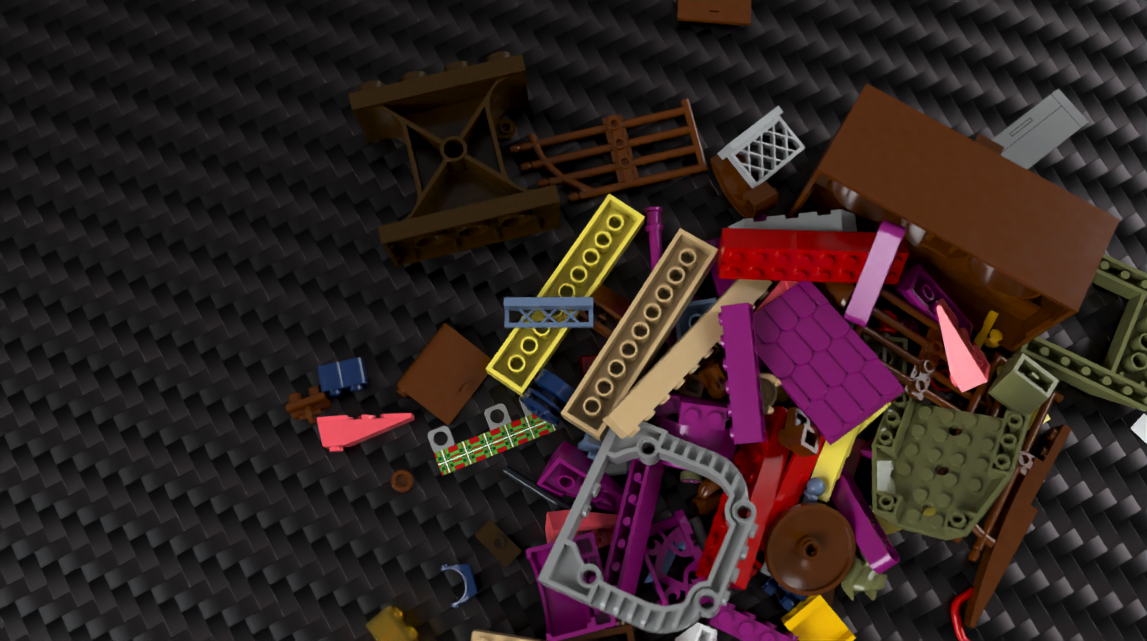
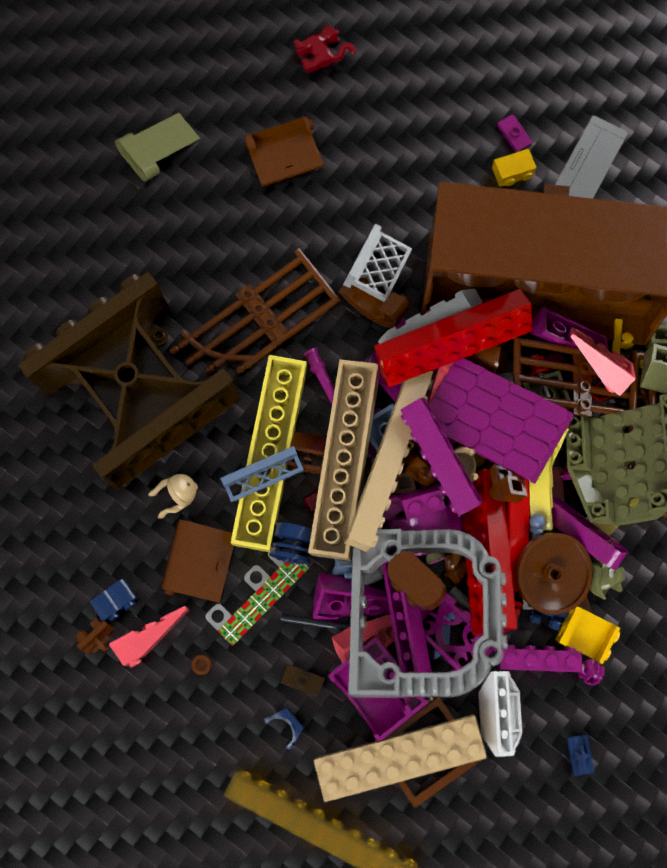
camera: 20 degrees left, 0 degrees up
(459, 294) = (181, 490): none -> tan hair
(659, 492) = (416, 581): none -> reddish brown brick
(875, 272) = (510, 330): beam -> none
(951, 107) = (514, 168): none -> yellow brick
(965, 73) = (514, 133): none -> magenta plate

